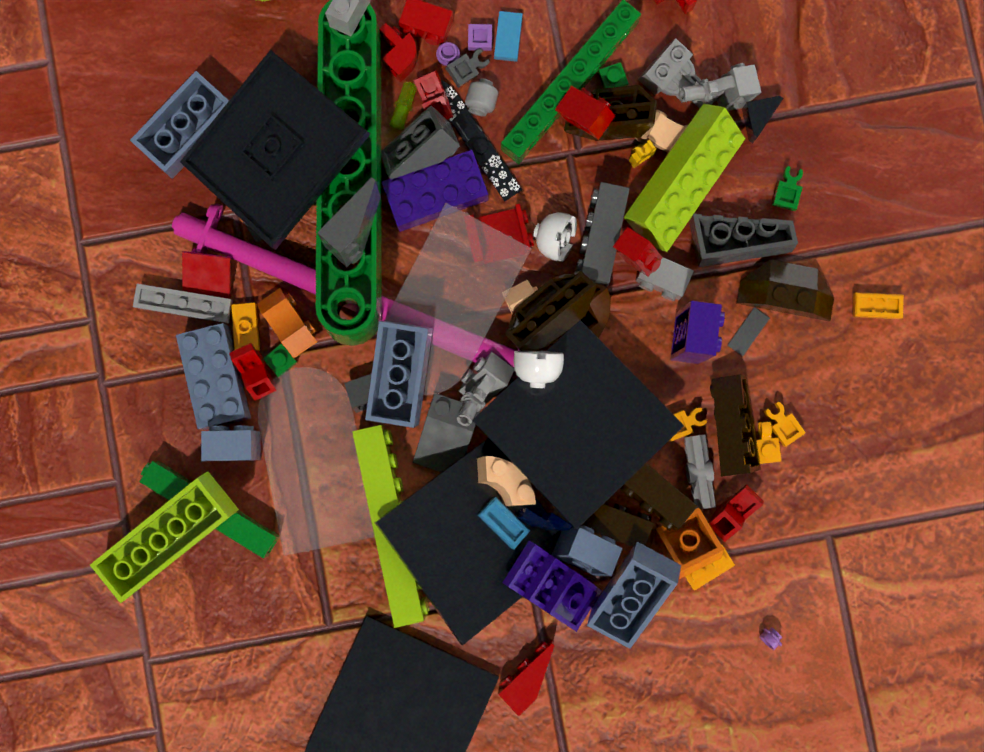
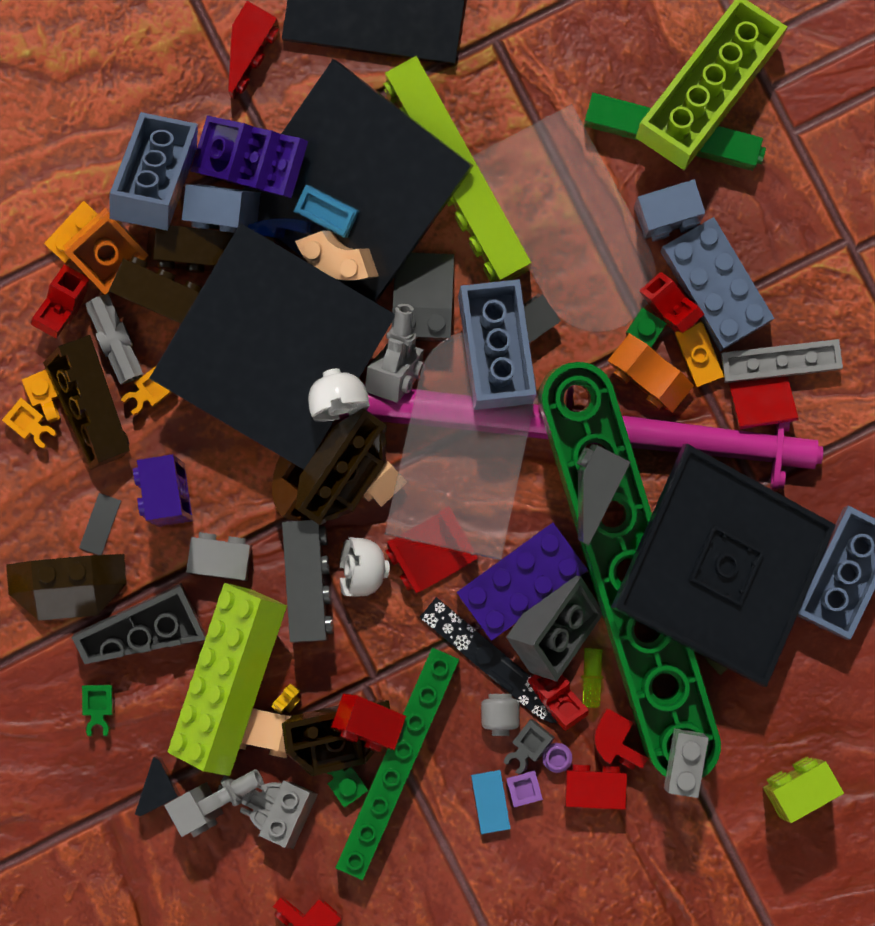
camera: 165 degrees right, 0 degrees up
(638, 252) = (258, 568): red brick -> none

